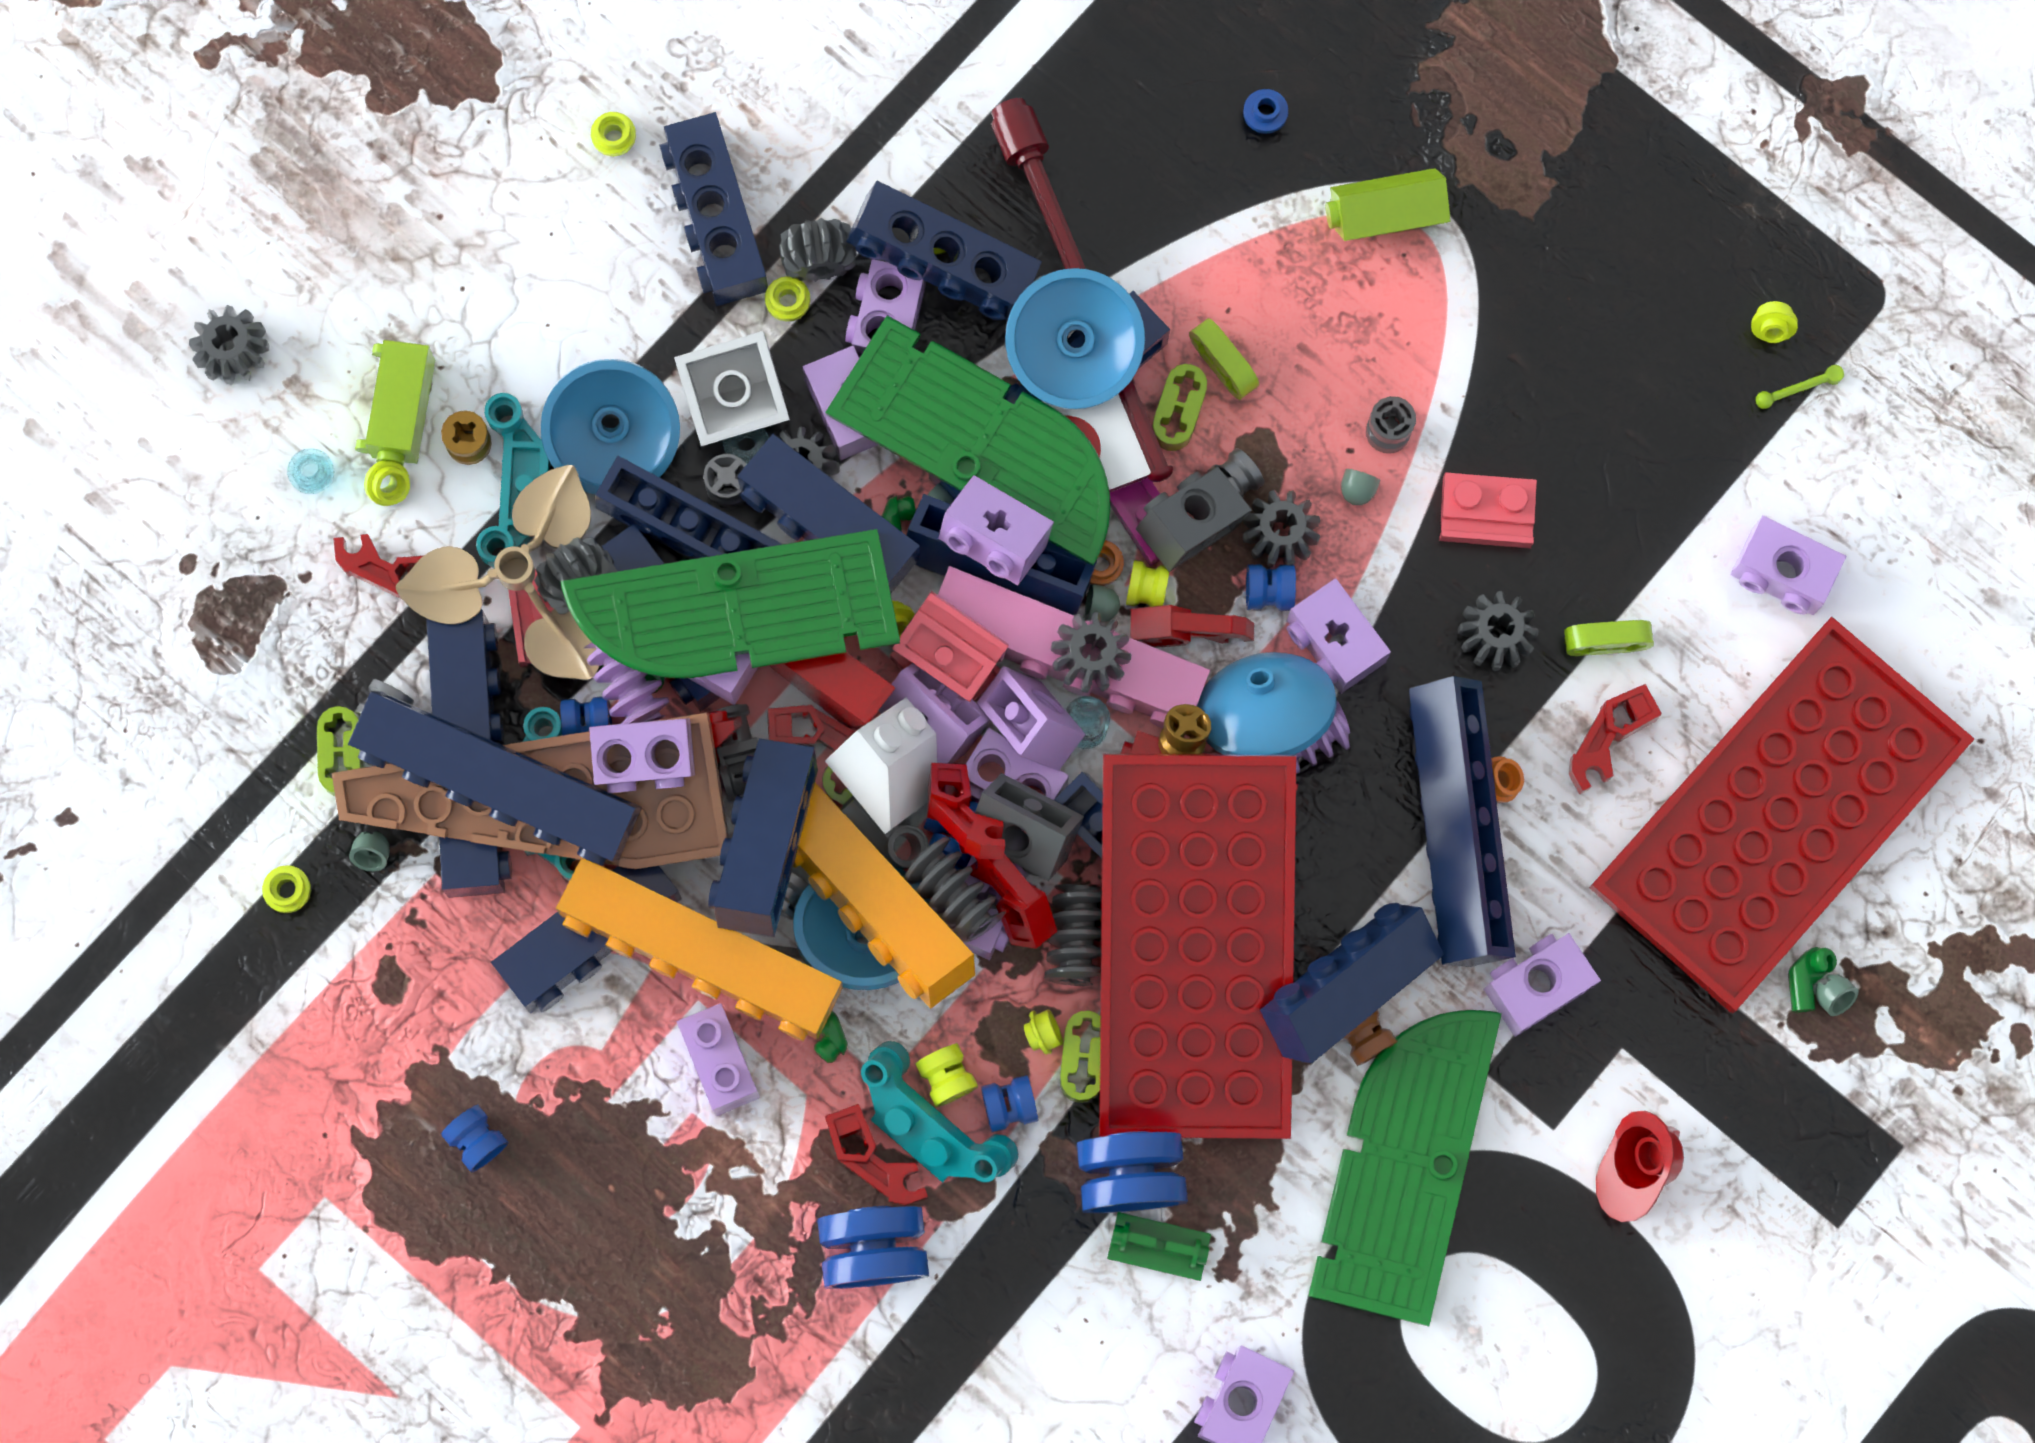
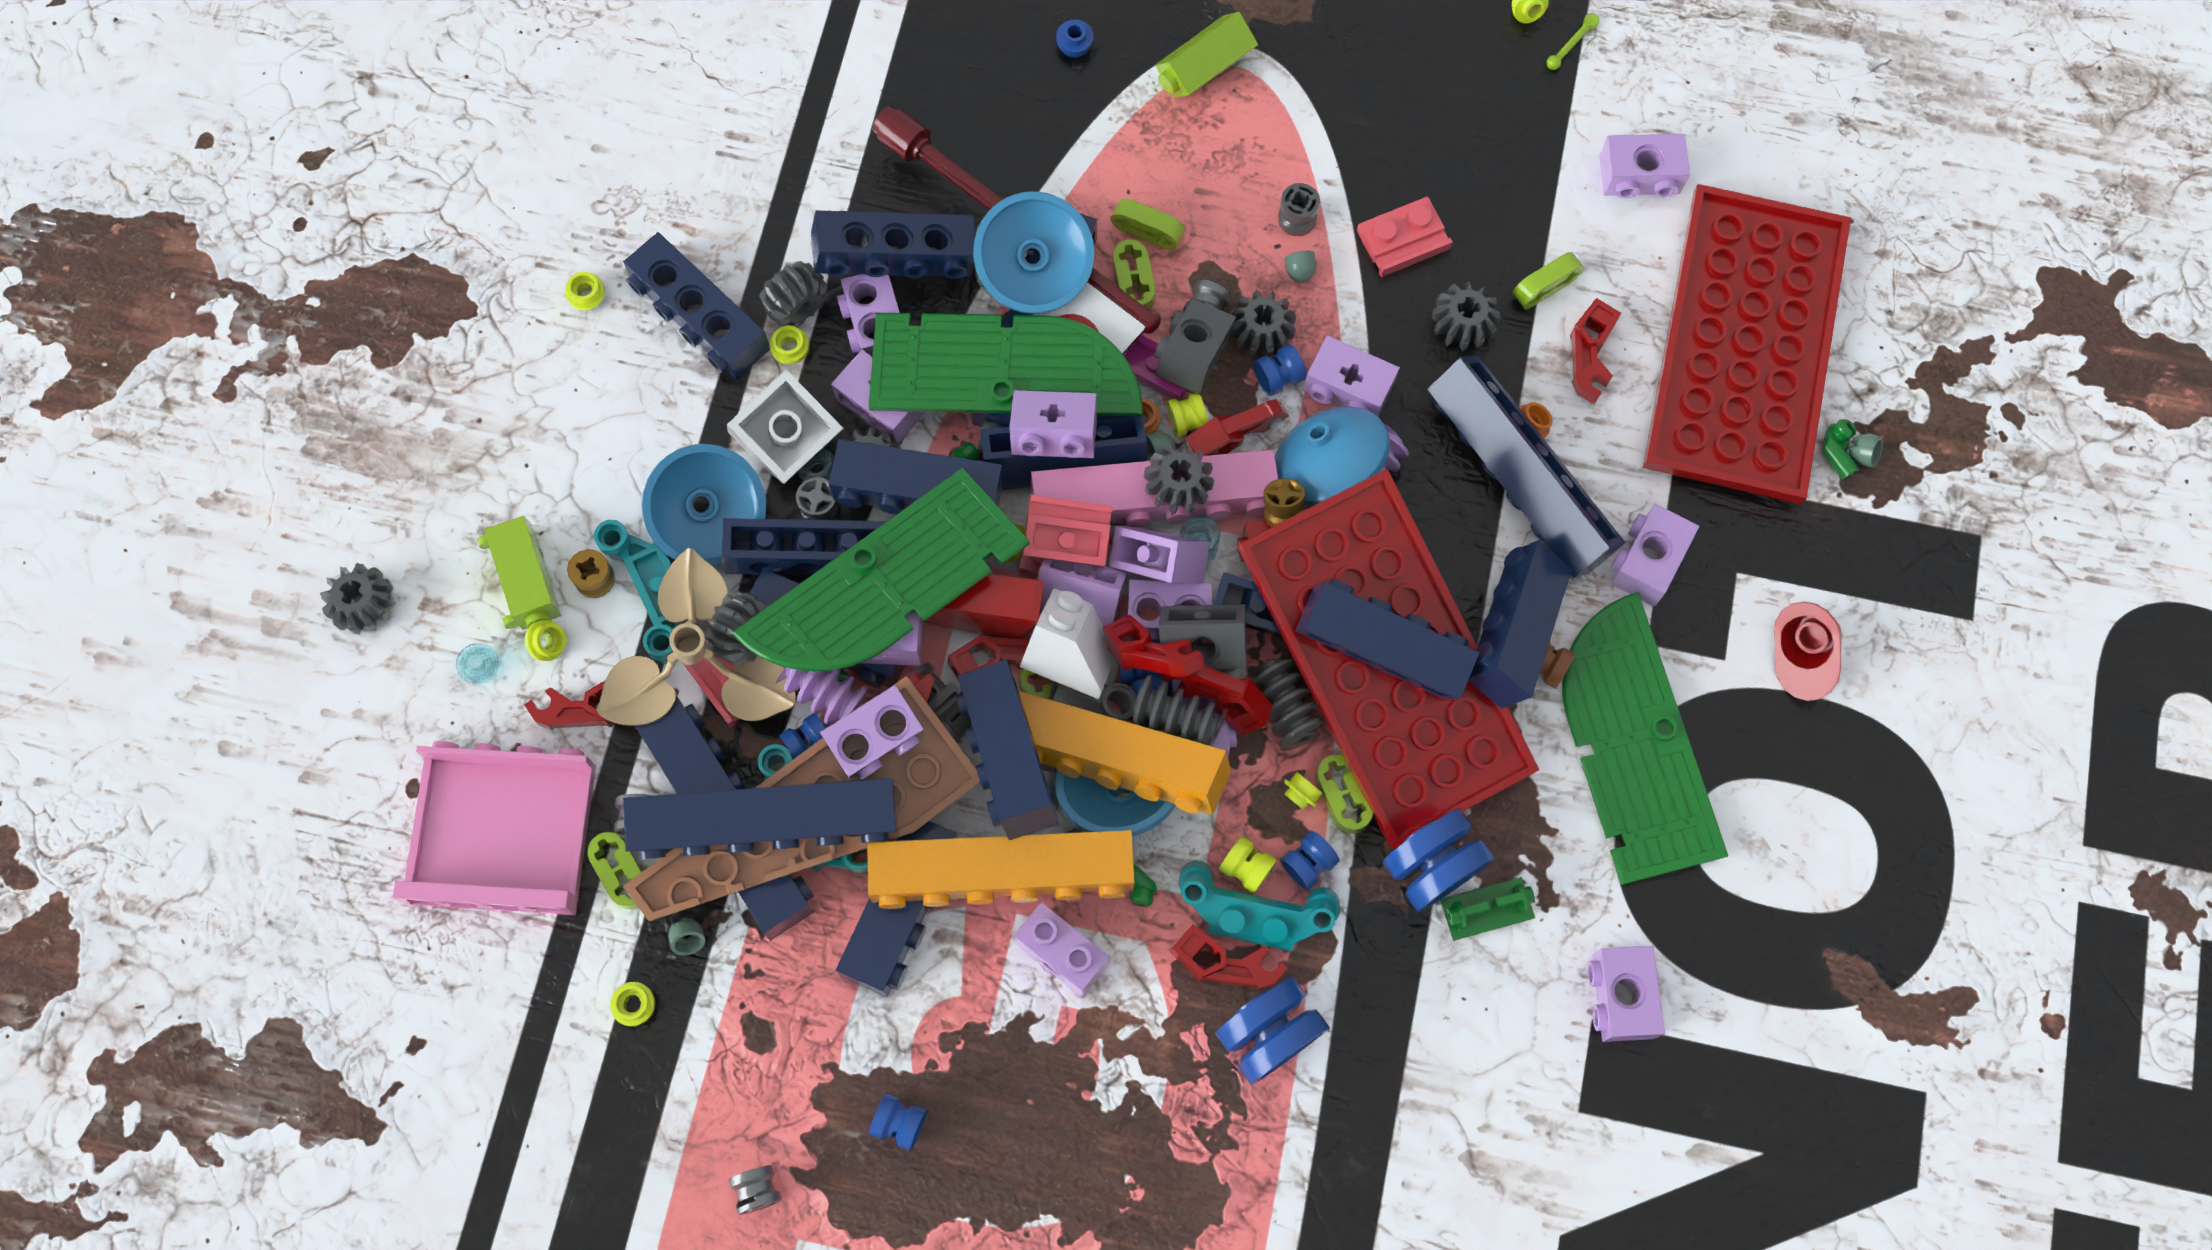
camera: 25 degrees left, 5 degrees down
(248, 650) = (499, 829): none -> bright pink panel
(307, 1128) = (755, 1189): none -> flat silver wheel
(1197, 929) = (1387, 640): none -> dark blue brick

